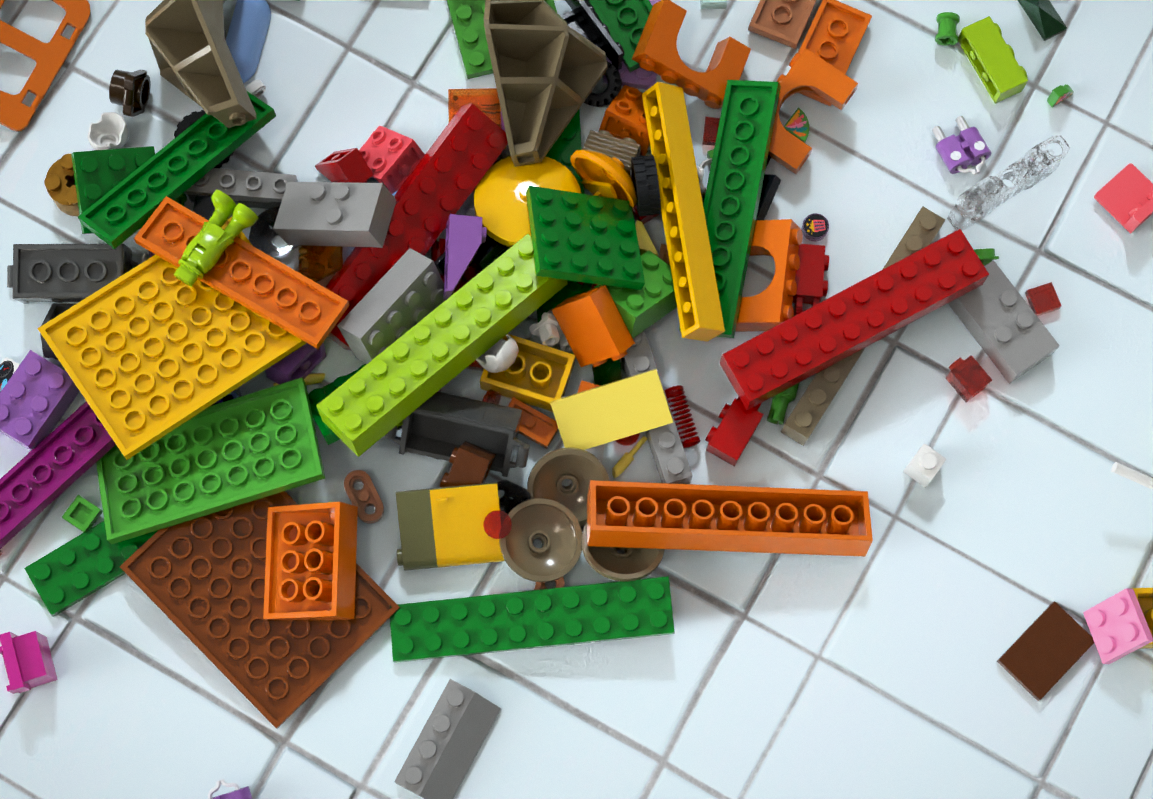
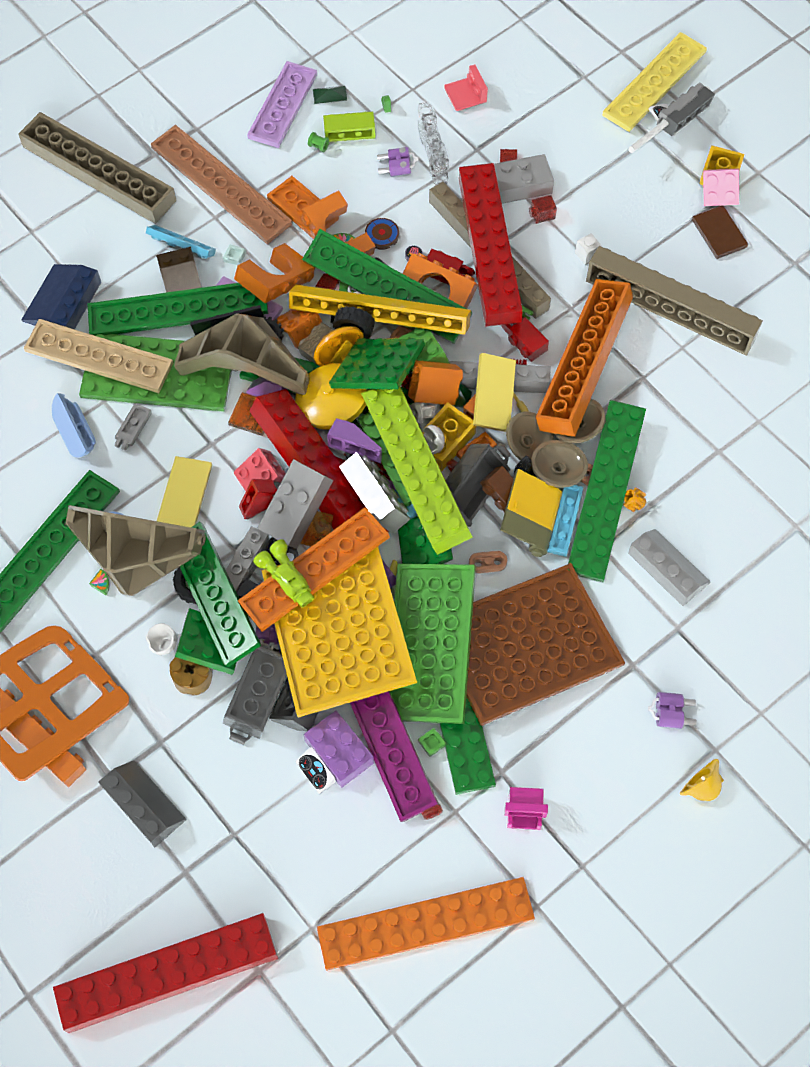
camera: 65 degrees left, 10 degrees down
(130, 90) = (136, 615): dark brown piece -> none
(311, 562) = (524, 602): orange slope -> none
(325, 78) = (184, 492): none -> light yellow tile
(463, 579) = (565, 520): none -> medium azure plate
(497, 524) = (543, 479): clear red tile -> none
(530, 664) = (634, 499): none -> light orange gear
(831, 172) = (383, 233): none -> tile
(881, 616) = (677, 301): none -> dark tan brick

